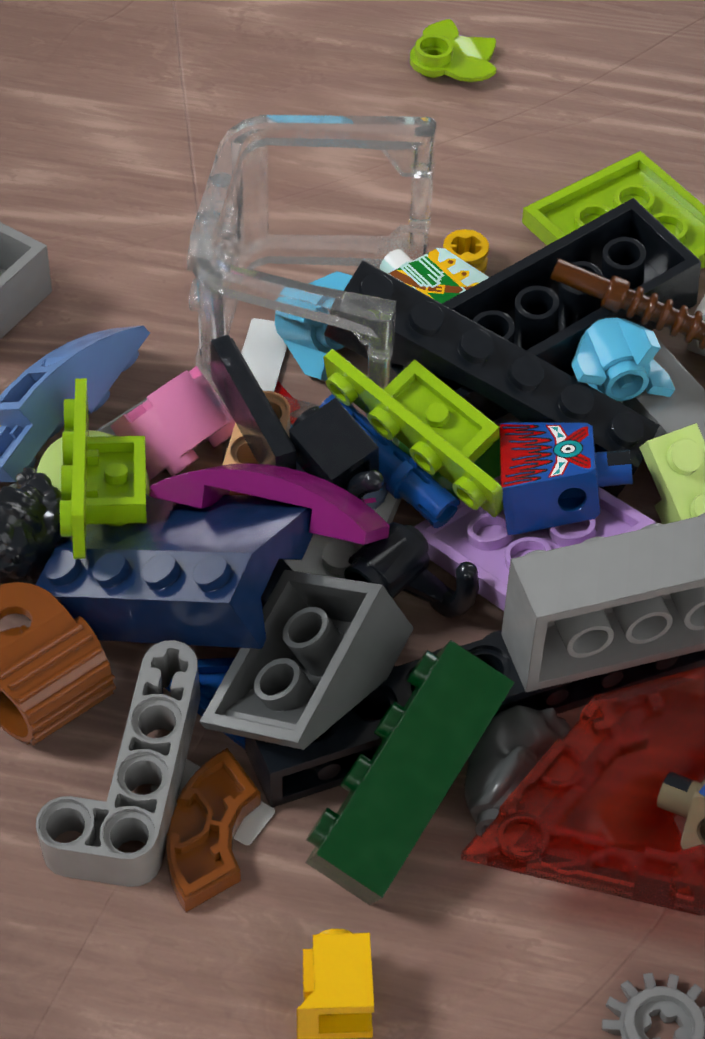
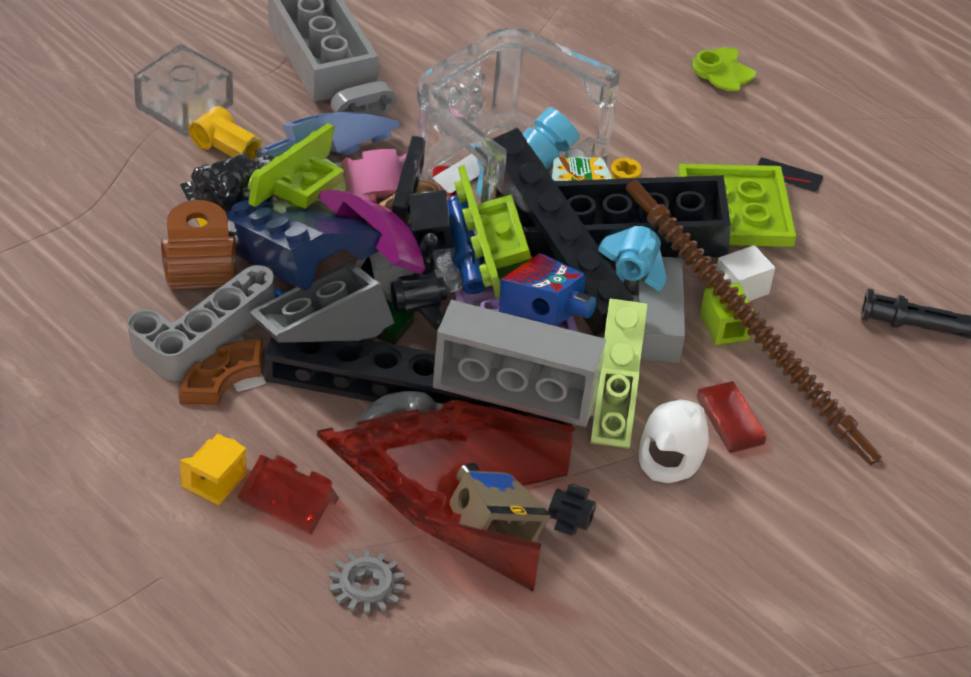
camera: 30 degrees right, 5 degrees down
(57, 318) = (368, 98): none -> light grey beam
(348, 240) = (550, 136): none -> medium azure wheel
(396, 507) = (449, 270): none -> clear tile
(409, 772) = (333, 387): dark green brick -> none
(464, 964) = (287, 493): none -> clear red bracket
(663, 153) = (795, 176): none -> black sticker

